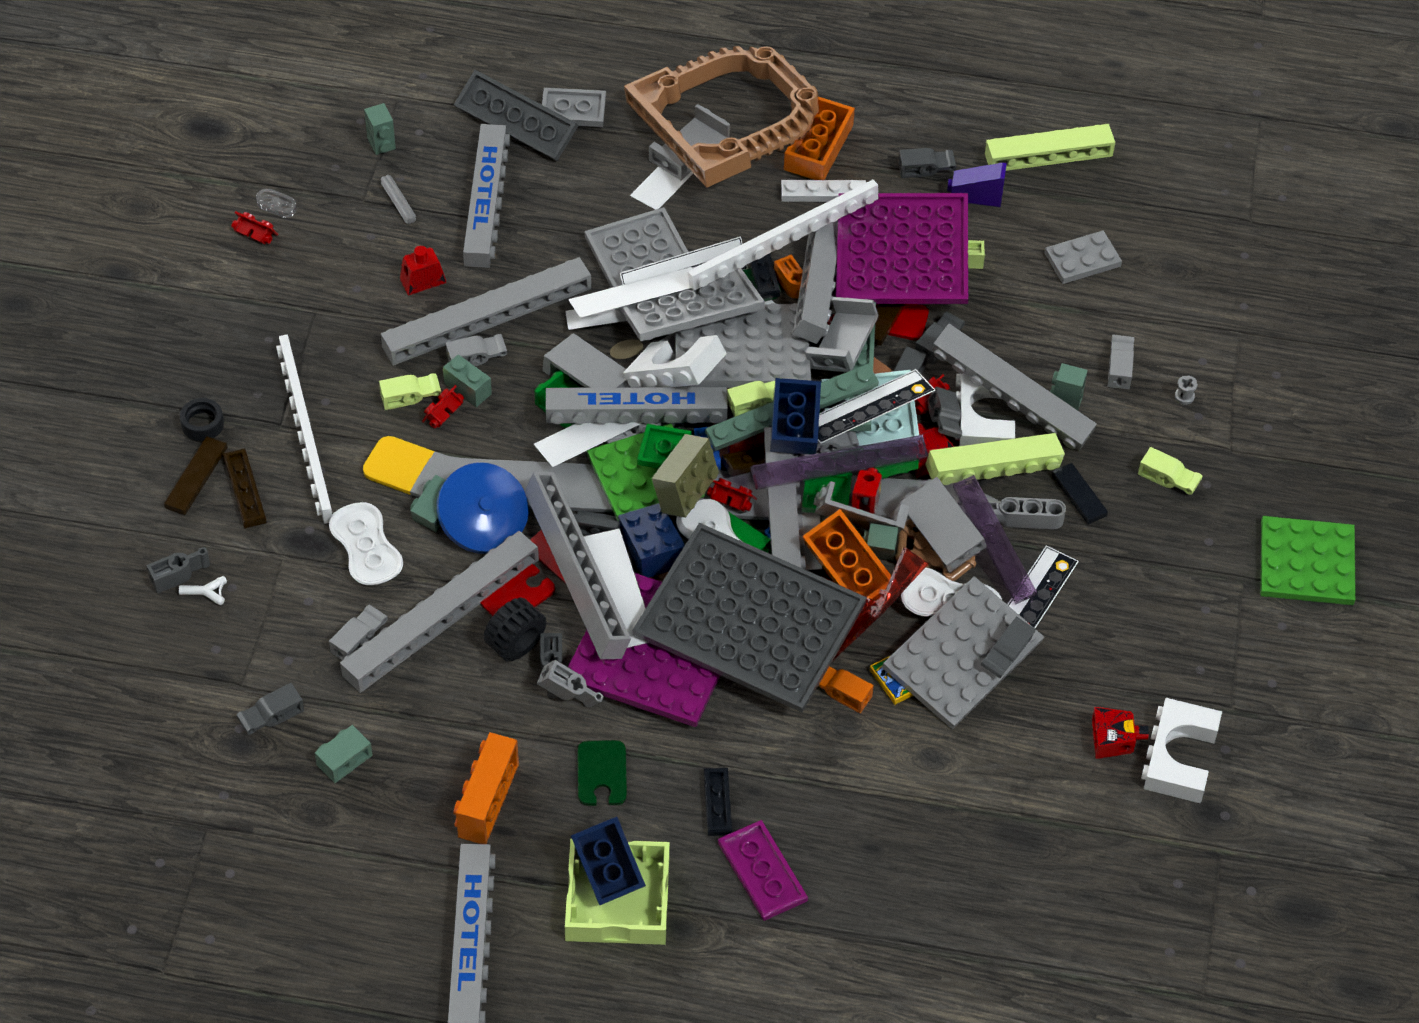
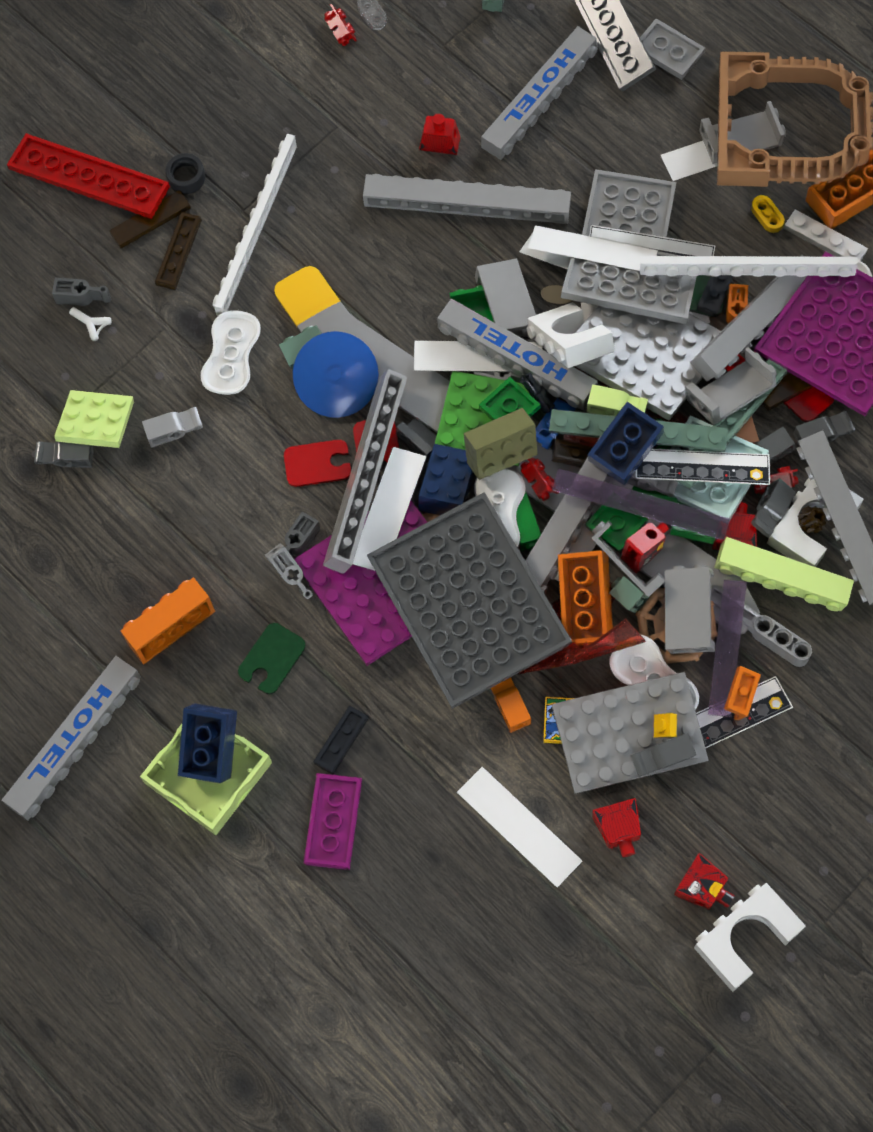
camera: 40 degrees right, 15 degrees up
(106, 467) = (88, 175): none -> red plate
(279, 664) = (94, 419): none -> yellowish green plate
(343, 753) = (89, 522): sand green brick -> none
(398, 199) = (469, 59): light grey axle -> none
(408, 390) = (356, 235): yellowish green piece -> none
(438, 612) = (244, 444): light grey brick -> none
(448, 400) = (380, 262): red hinge -> none
(470, 381) = (406, 253): sand green brick -> none
(476, 349) = (432, 229): light grey piece -> none
(515, 629) = (282, 496): black tyre -> none
(675, 422) = (537, 392): none -> black pin
(761, 194) = (768, 215): none -> yellow plate
(926, 781) = (519, 826): none -> white sticker
(986, 404) = (811, 519): none -> dark brown gear
(992, 623) = (665, 725): none -> yellow plate
(1010, 728) = (619, 825): none -> red torso
(1034, 566) = (742, 692): none -> orange panel
(1079, 493) = (839, 646): black tile -> none

